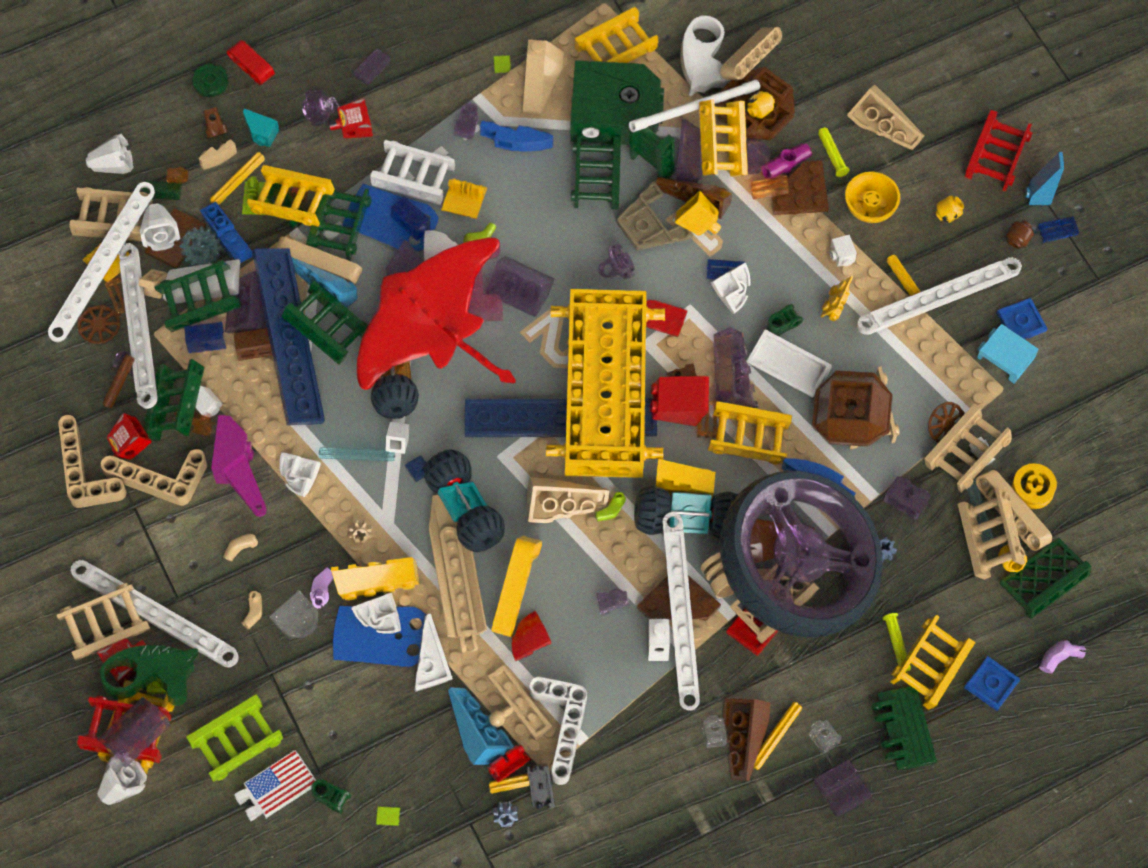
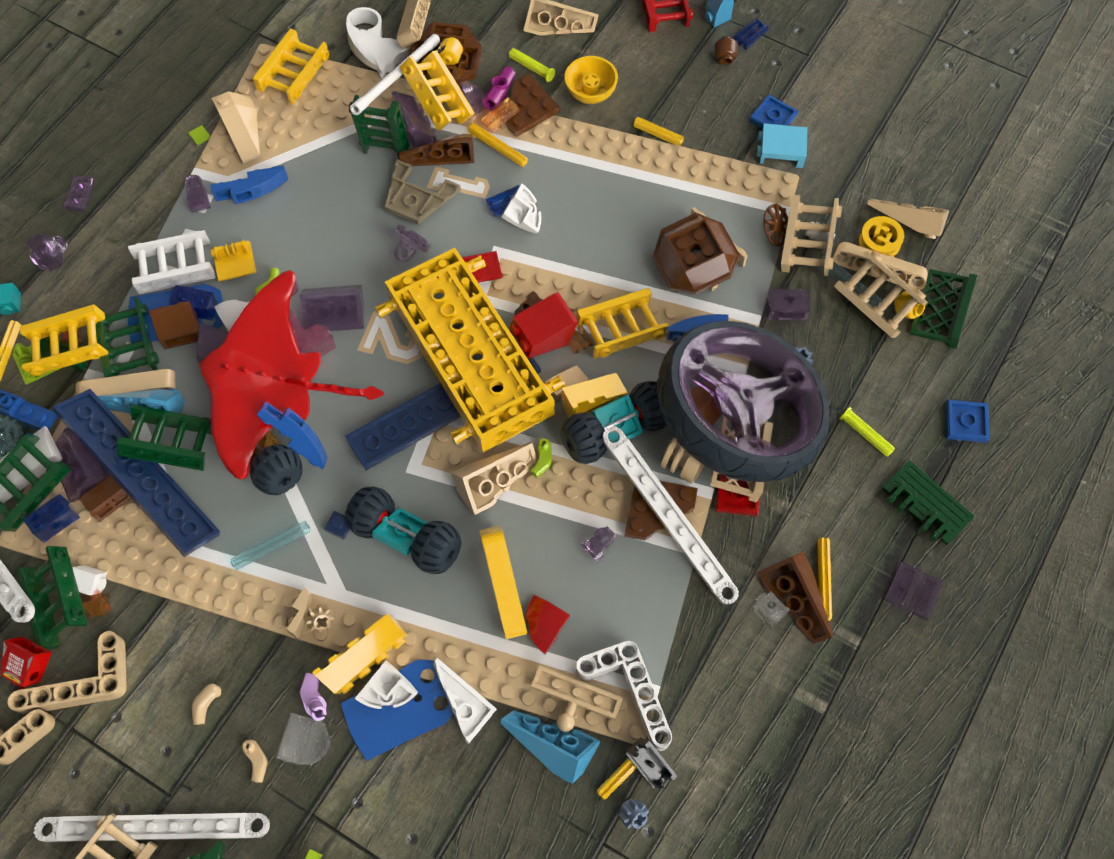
camera: 30 degrees left, 0 degrees up
(232, 461) = (148, 625): magenta slope -> none
(298, 472) = (222, 596): white brick -> none
(341, 525) = (301, 603): none -> tan slope
(353, 120) = (87, 247): red torso -> none
(385, 230) = (176, 324): none -> reddish brown slope
(397, 437) = (301, 507): white brick -> none
(429, 381) = (302, 437): none -> blue slope
(456, 578) = (440, 608): tan hinge -> none
(504, 767) = (605, 760): red hinge -> none
(609, 96) = (316, 111): dark green piece -> none
(613, 164) = (351, 164): dark green fence -> none
(658, 638) = (665, 551): white torso -> none
(676, 454) = (570, 377): none -> tan slope
(698, 215) = (455, 165): yellow torso -> none
(732, 370) = (568, 277): wedge -> none
(751, 214) = (498, 145): none -> yellow axle
(785, 318) = (585, 216): dark green piece -> none
(789, 363) = (614, 247): white slope -> none
(823, 742) = (864, 558): clear brick -> none
(836, 300) = (618, 173): yellow hinge -> none
(843, 251) = (595, 133): white brick -> none
(938, 295) = (696, 130): white plate -> none
(949, 209) = (657, 58): yellow head -> none
(951, 663) = (928, 428): yellow fence -> none
(1058, 653) = (1002, 362): lavender arm -> none
(1082, 490) = (923, 220): none -> tan wedge

